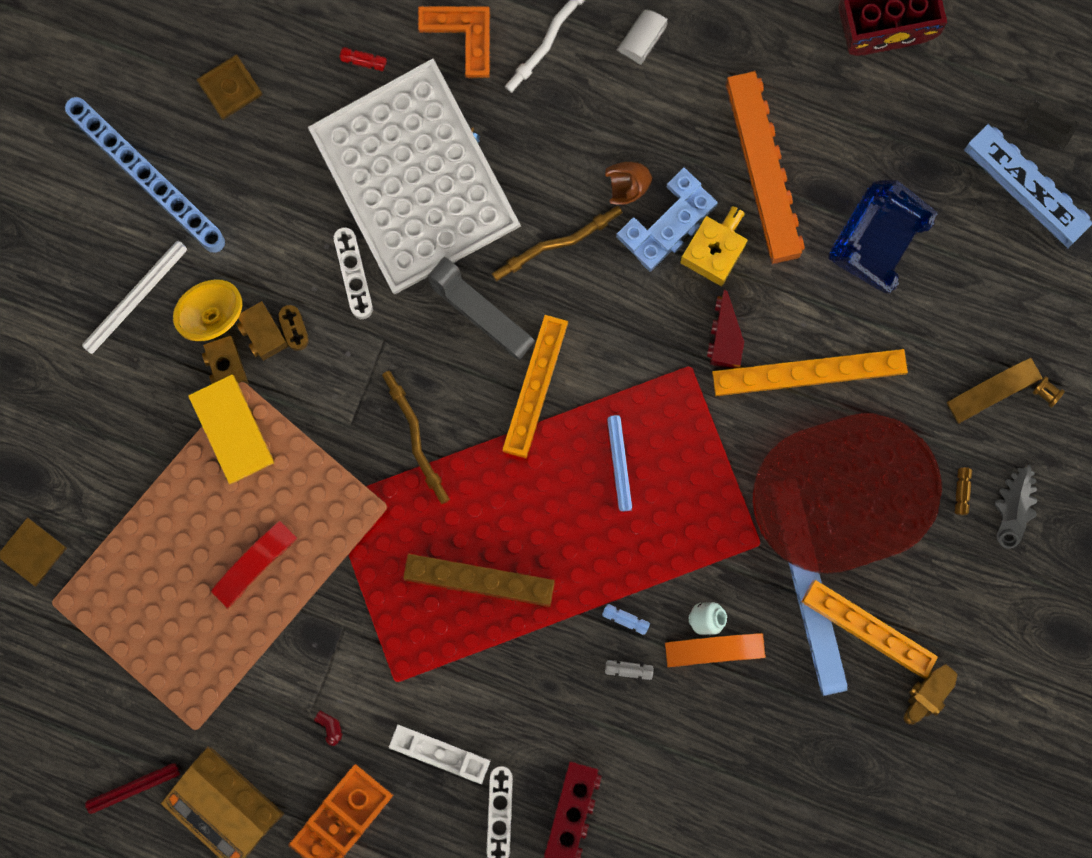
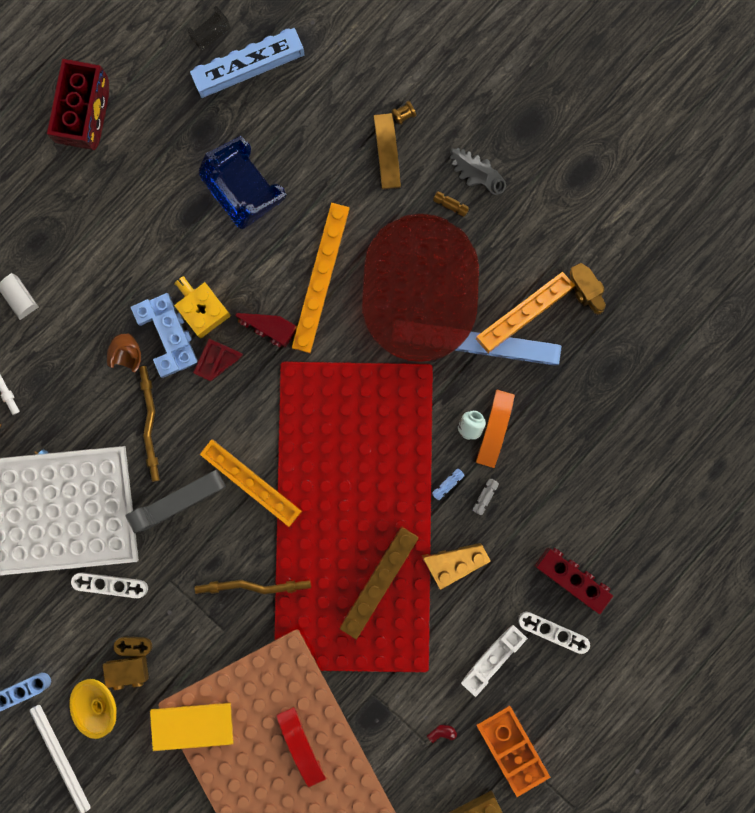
camera: 75 degrees left, 5 degrees up
(224, 350) = (129, 704): pearl gold brick -> none
(535, 665) = (455, 564): none -> wing
(619, 463) = (332, 443): light blue axle -> none
(661, 289) = (215, 360): none -> dark red wing
(764, 168) = (153, 247): orange brick -> none

